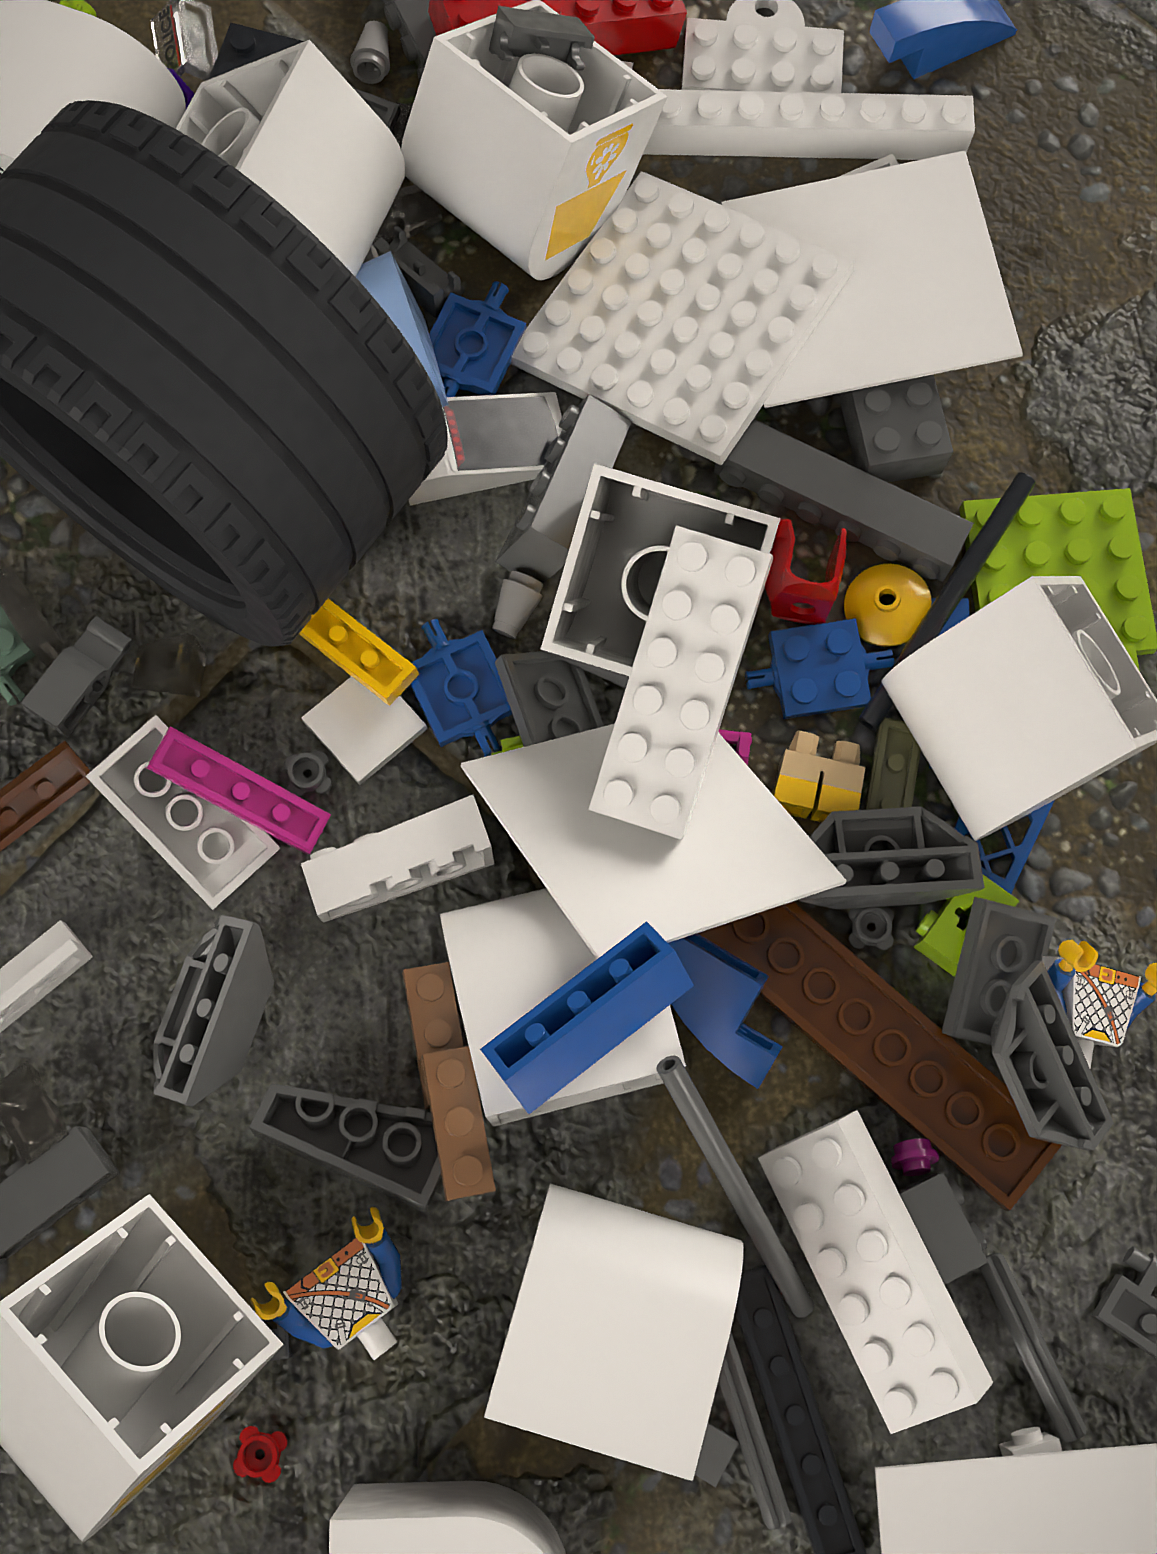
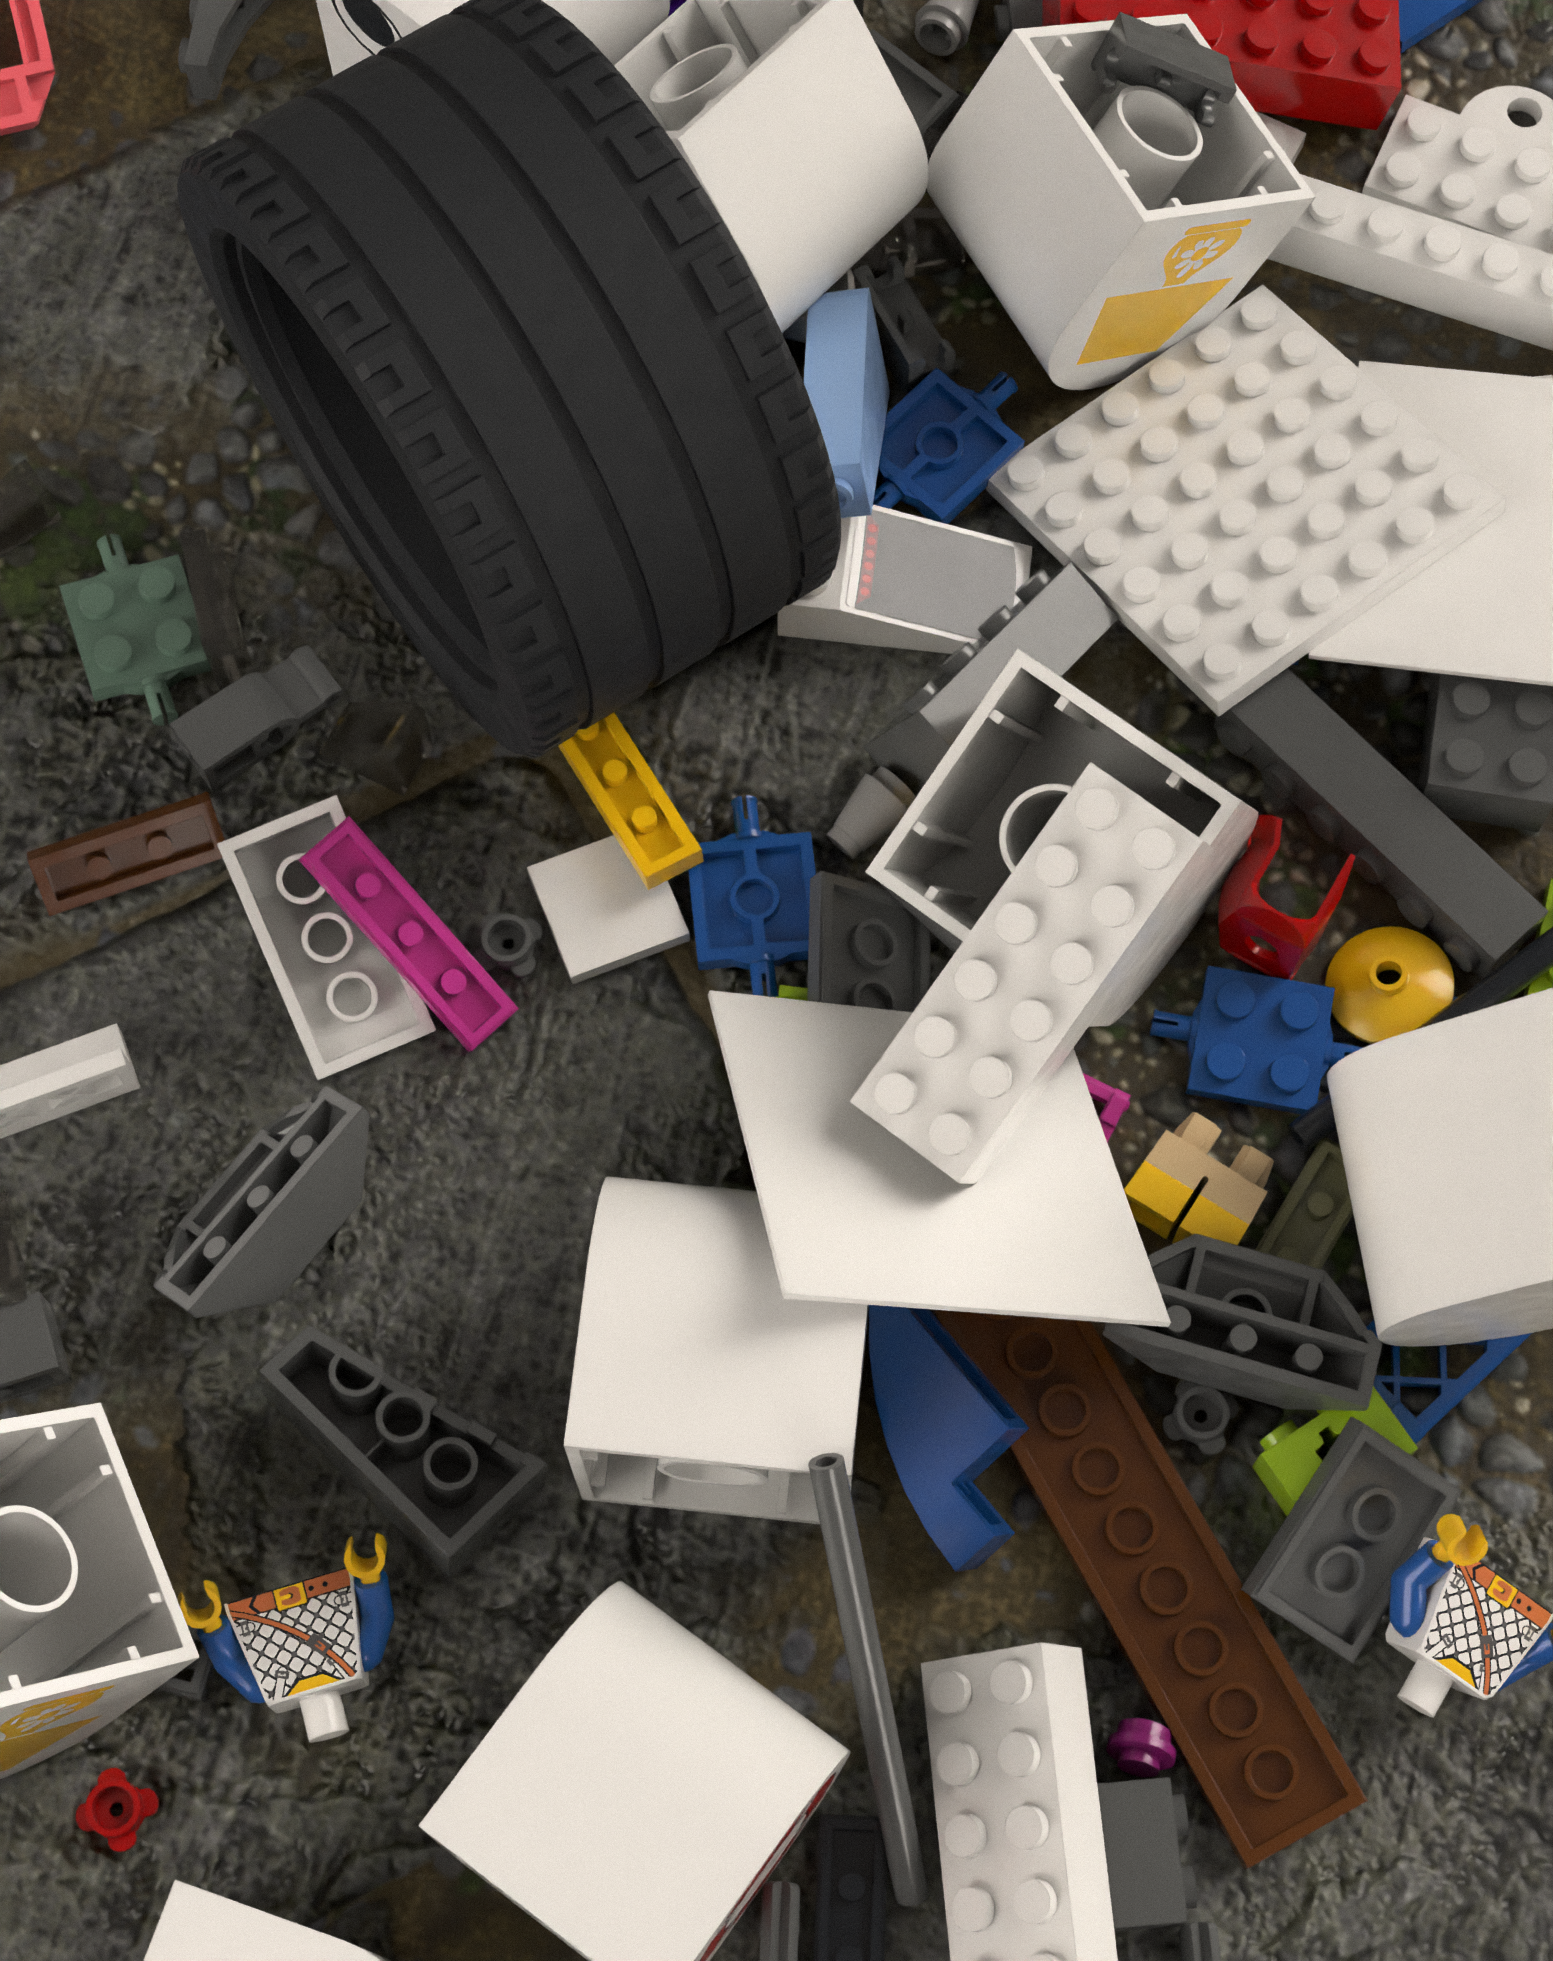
camera: 25 degrees right, 5 degrees down
(398, 860) = (586, 1098): white wedge -> none
(448, 1082) = (532, 1450): medium nougat bracket -> none
(588, 1017) = (741, 1358): blue brick -> none
(1047, 1065) = (1366, 1680): dark grey wedge -> none

